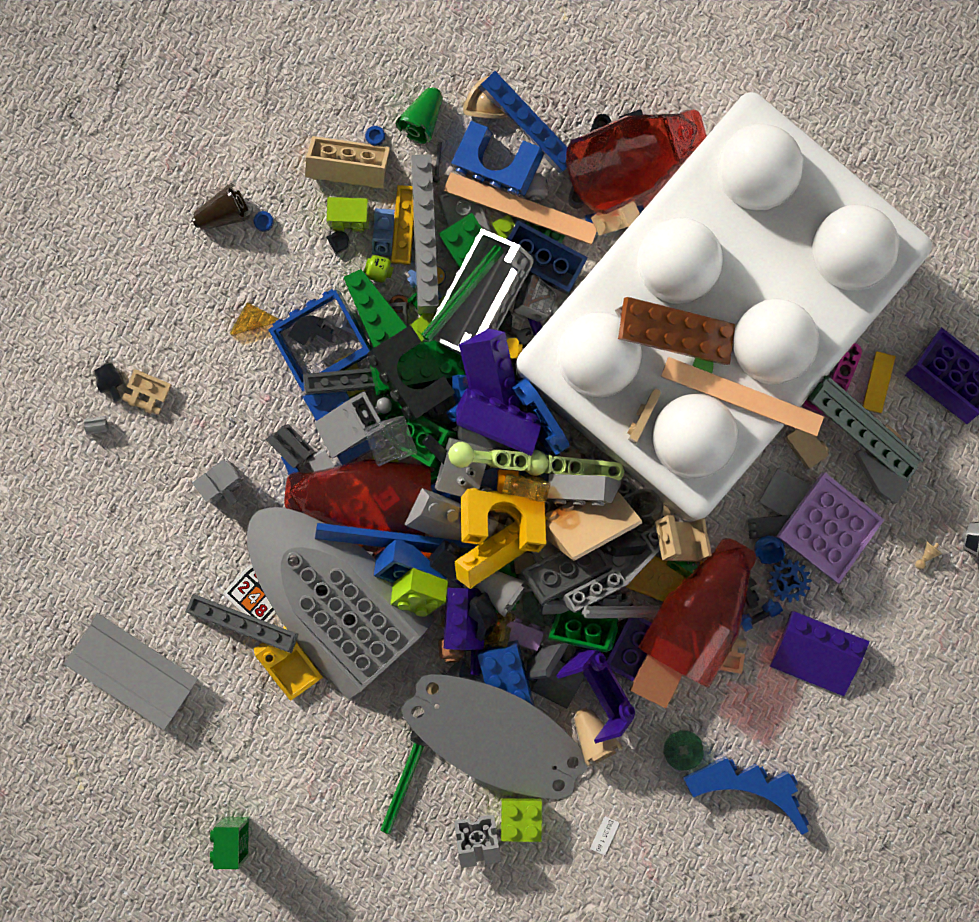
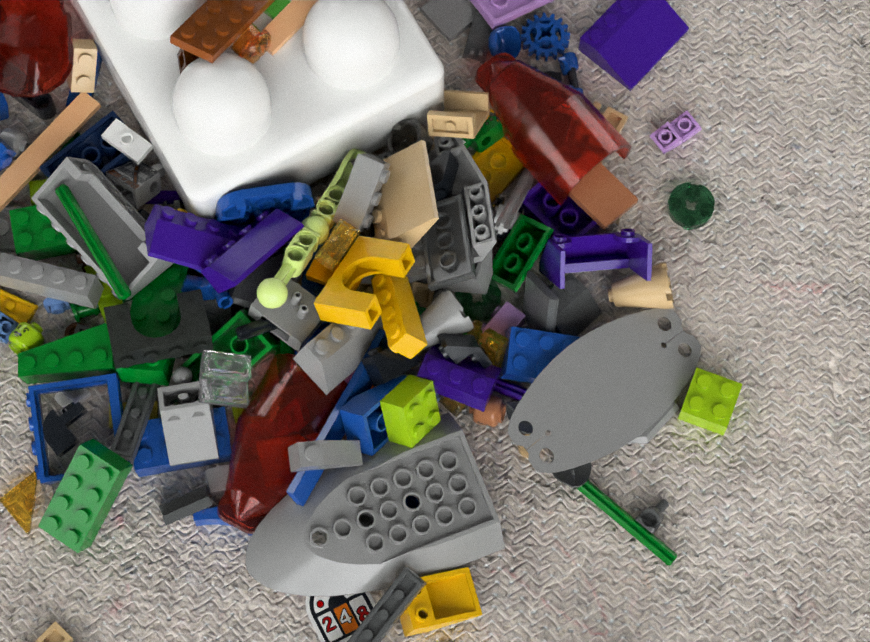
camera: 65 degrees left, 15 degrees down
(219, 483) = (195, 602): light grey brick -> none
(267, 369) = (85, 495): none -> green brick
(354, 542) = (324, 454): none -> light grey slope
(413, 804) = (653, 516): none -> dark grey piece
(477, 841) = (718, 453): light grey brick -> none
(564, 280) = (127, 141): none -> white plate
(604, 835) = (758, 322): white sticker -> none
(644, 412) = (306, 81): tan hinge -> none
(657, 360) = (252, 43): none -> clear orange piece
(722, 776) = (767, 125): blue arch -> none
(744, 716) = (676, 132): none -> lavender slope

